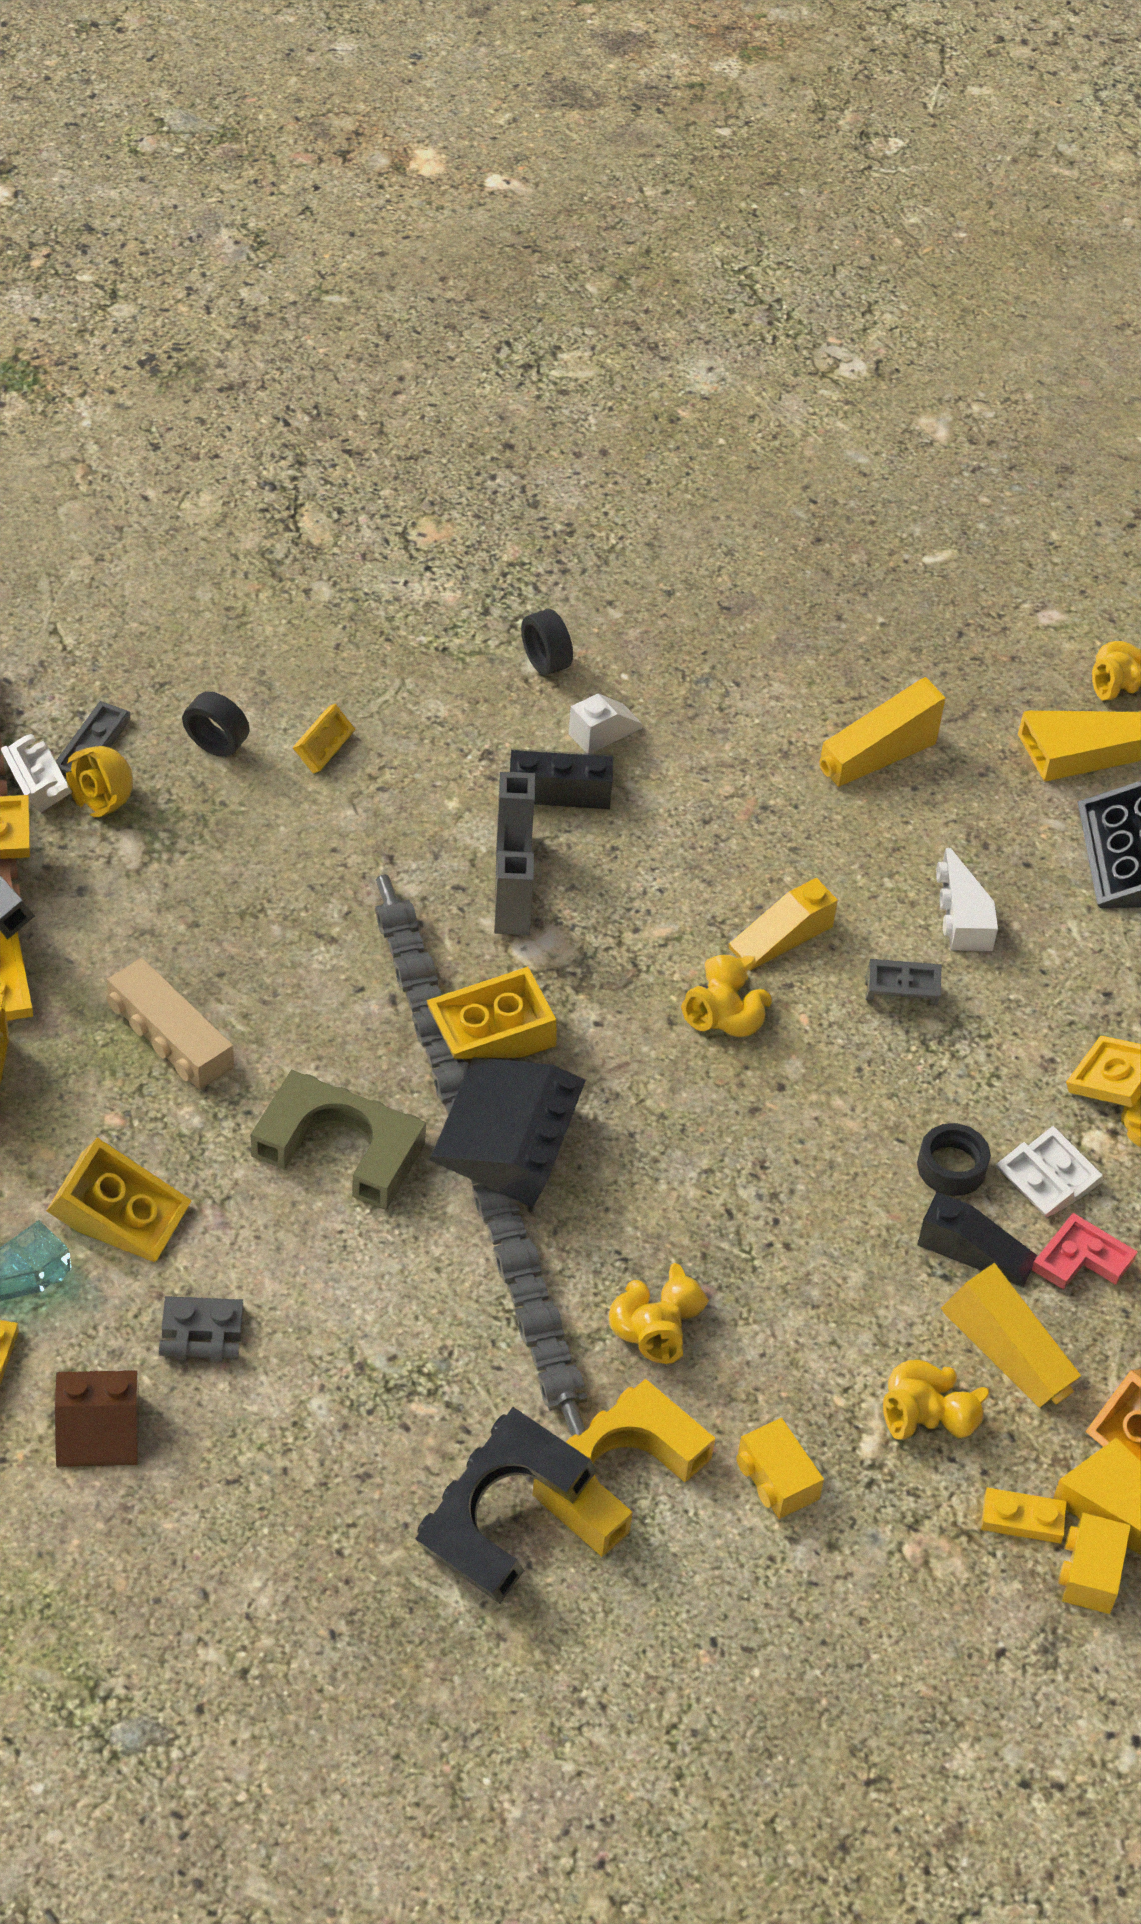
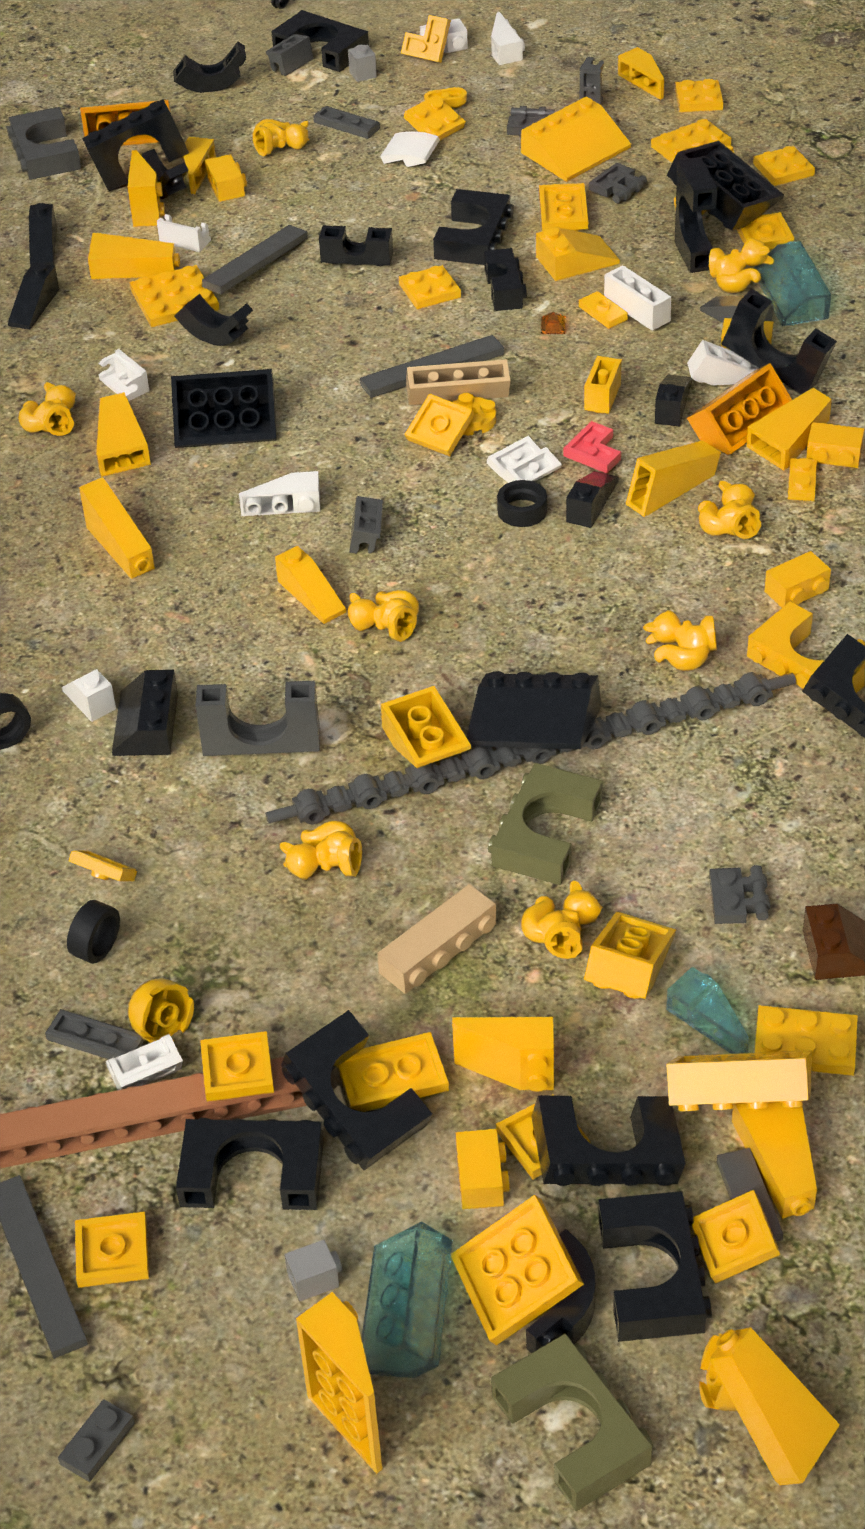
camera: 85 degrees left, 5 degrees down
(165, 1133) = (561, 928): none -> yellow animal
(314, 934) = (327, 845): none -> yellow animal

